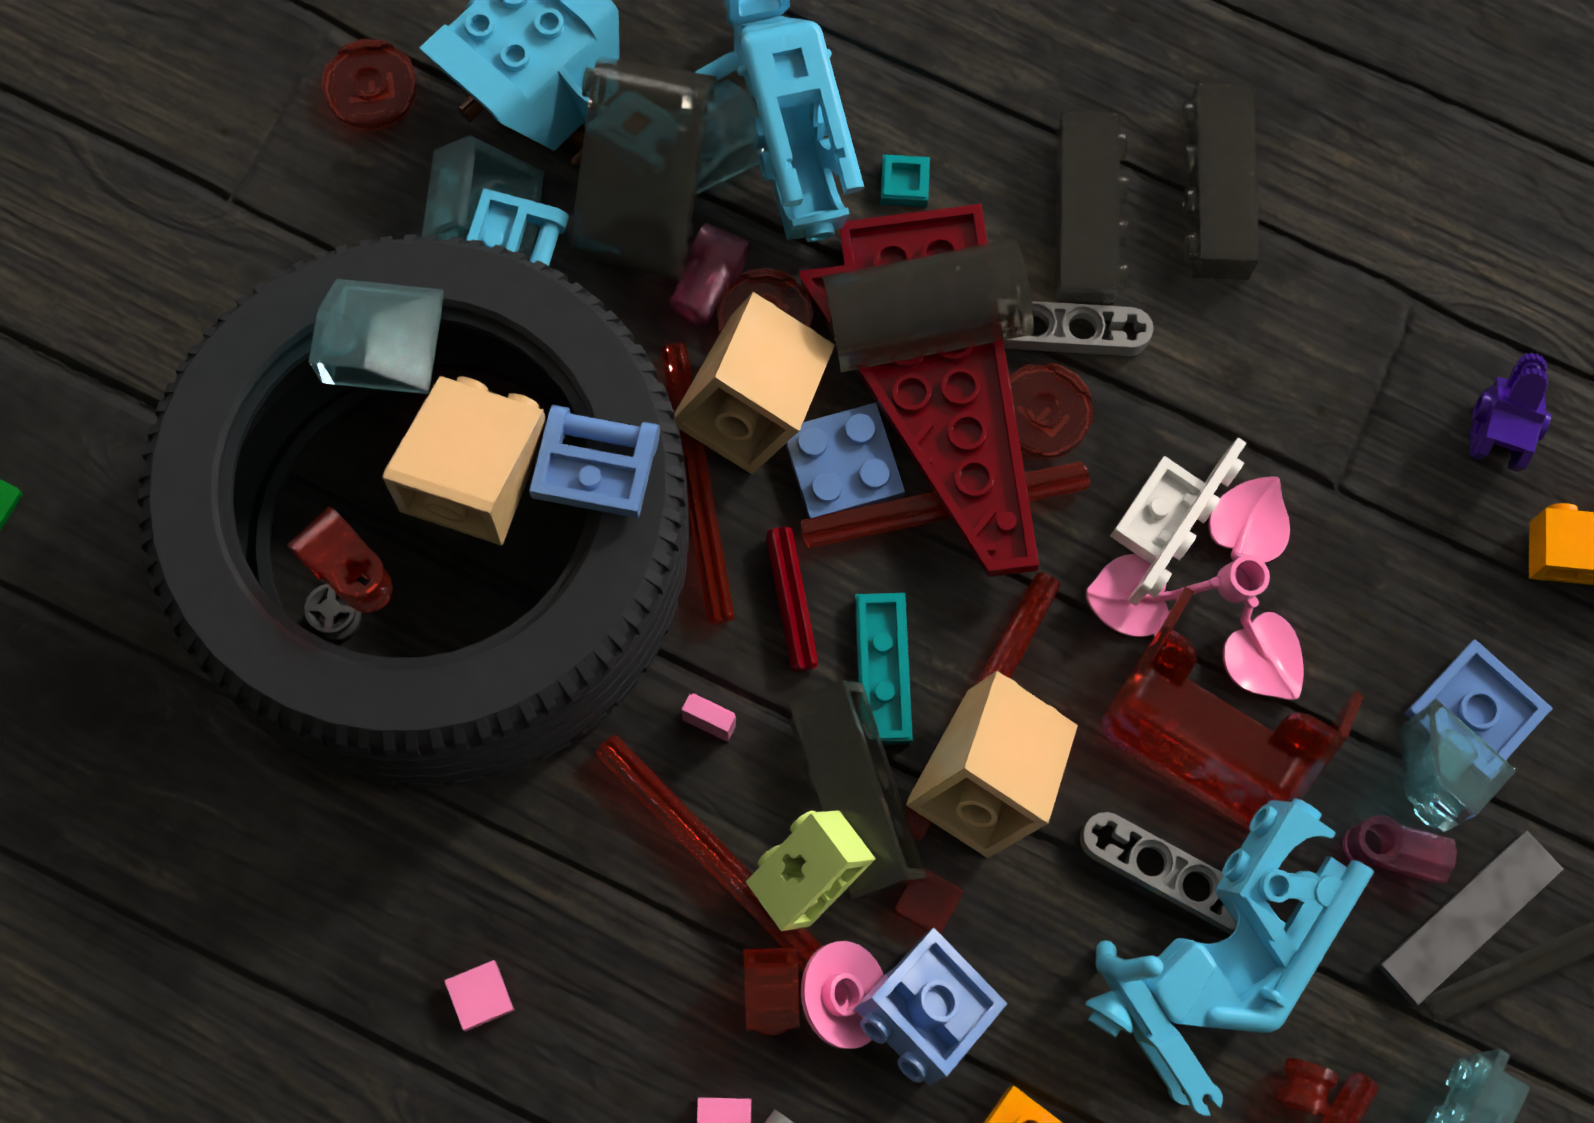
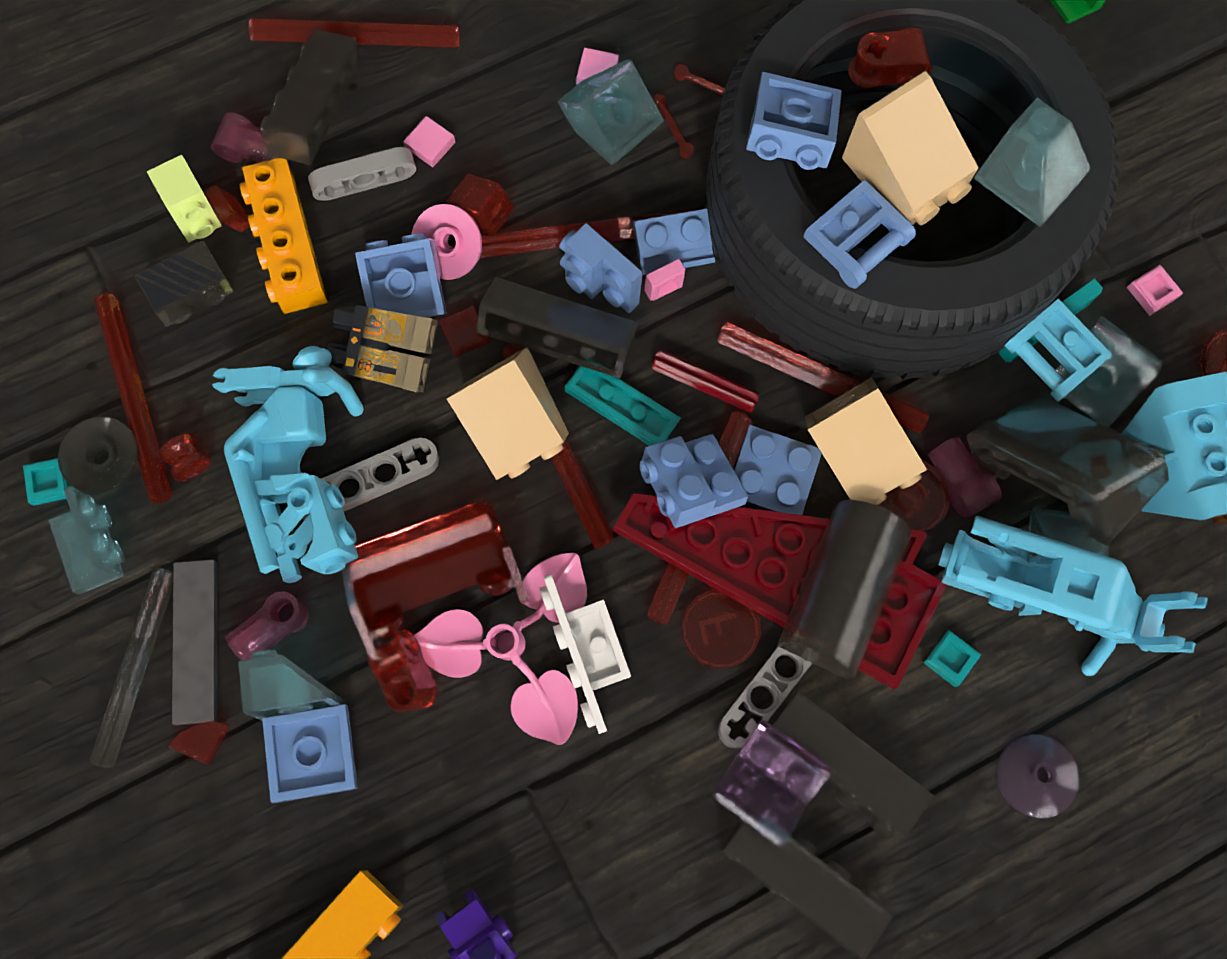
camera: 125 degrees right, 0 degrees up
(338, 209) = (1154, 290): none -> bright pink tile
(409, 893) = (681, 73): none -> clear red hinge
(505, 611) = (794, 121): none -> medium blue plate
(514, 817) = (686, 149): none -> clear red hinge
(533, 930) = (612, 111): none -> clear light blue slope
(653, 740) = (673, 238): none -> medium blue plate
(761, 799) = (596, 266): none -> medium blue plate
(809, 869) = (530, 263): yellowish green brick -> none
(929, 521) = (691, 479): none -> medium blue plate
(953, 62) = (1019, 779): none -> clear purple dish
(1023, 961) = (371, 343): none -> hips
(1171, 257) = (771, 783): none -> clear purple bracket
(1337, 669) = (399, 667): none -> clear red piece
(1554, 831) = (200, 741): none -> clear red tile

